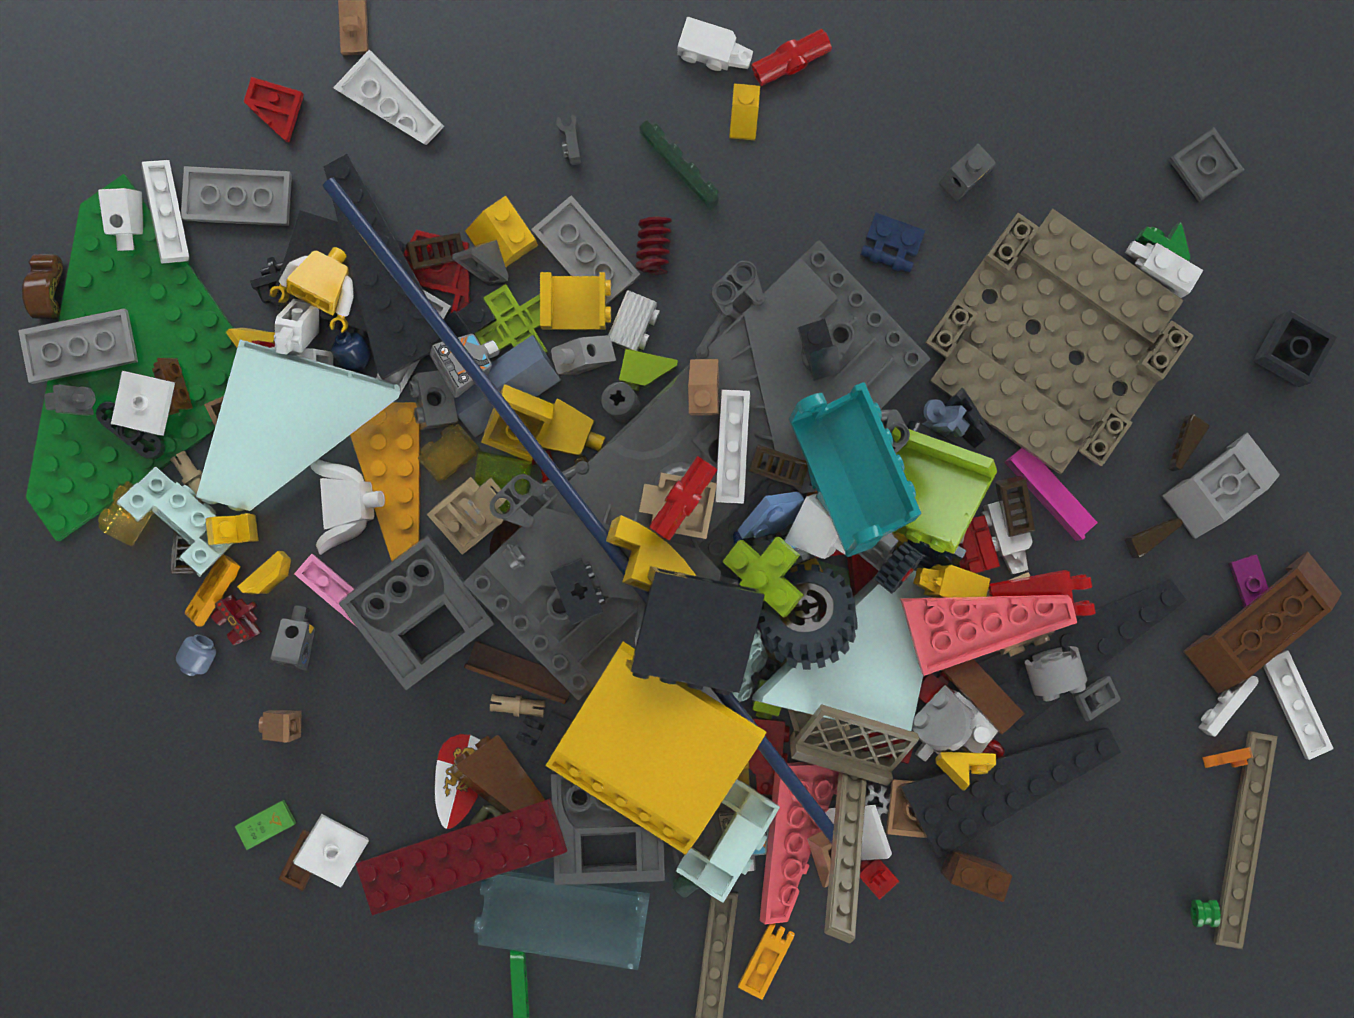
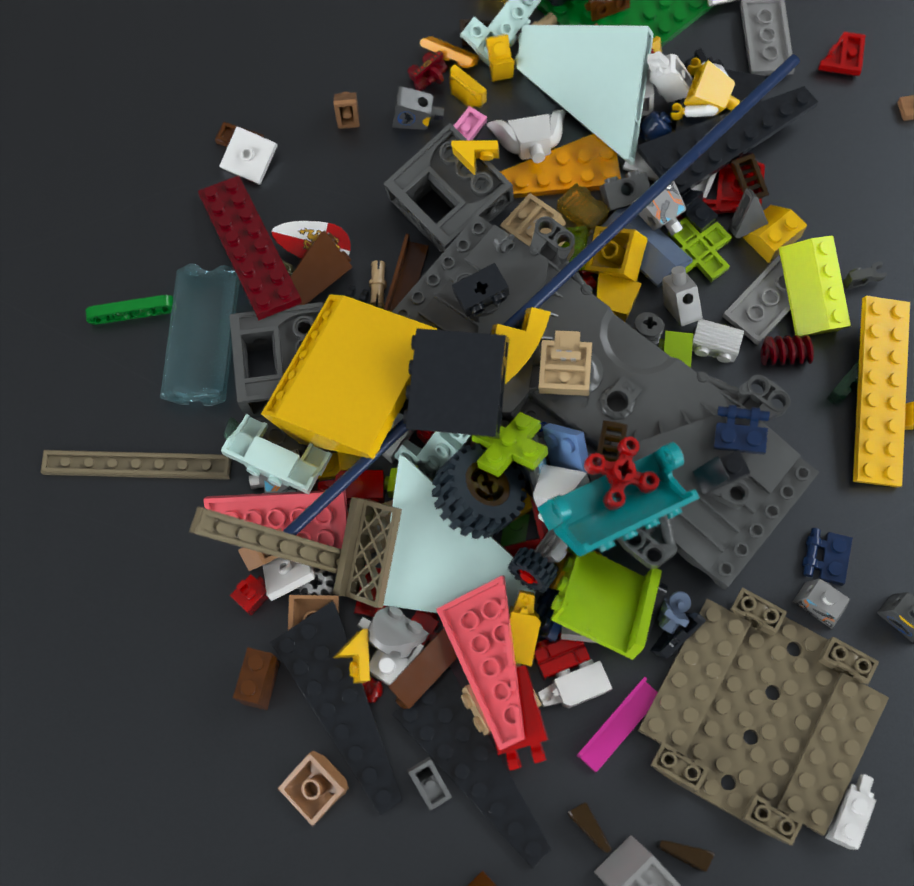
camera: 85 degrees right, 15 degrees down
(196, 655) = (397, 45): sand blue head -> none
(265, 824) = (266, 109): bright green tile -> none
(385, 95) = (873, 130): white wing -> none
(386, 585) = (470, 150): none -> yellow slope
(574, 302) = (725, 287): yellow panel -> none
(583, 201) = (814, 286): none -> neon yellow slope
(683, 498) = (572, 359): red piece -> none
(703, 387) = (670, 376): medium nougat slope -> none
(715, 149) = (881, 392): none -> yellow plate
(732, 446) = (623, 406): white plate -> none
(765, 961) = (168, 504): light orange hinge -> none
(783, 321) = (741, 437): none -> dark blue plate
(828, 465) = (628, 469): none -> red gear
(944, 259) = (822, 601): none -> light grey torso
(1024, 503) = (619, 669): dark brown slope -> none
(1056, 673) = (450, 736): light grey brick -> none
(1087, 818) = (314, 786): none -> medium nougat slope
(1174, 242) = (878, 822): green slope -> none

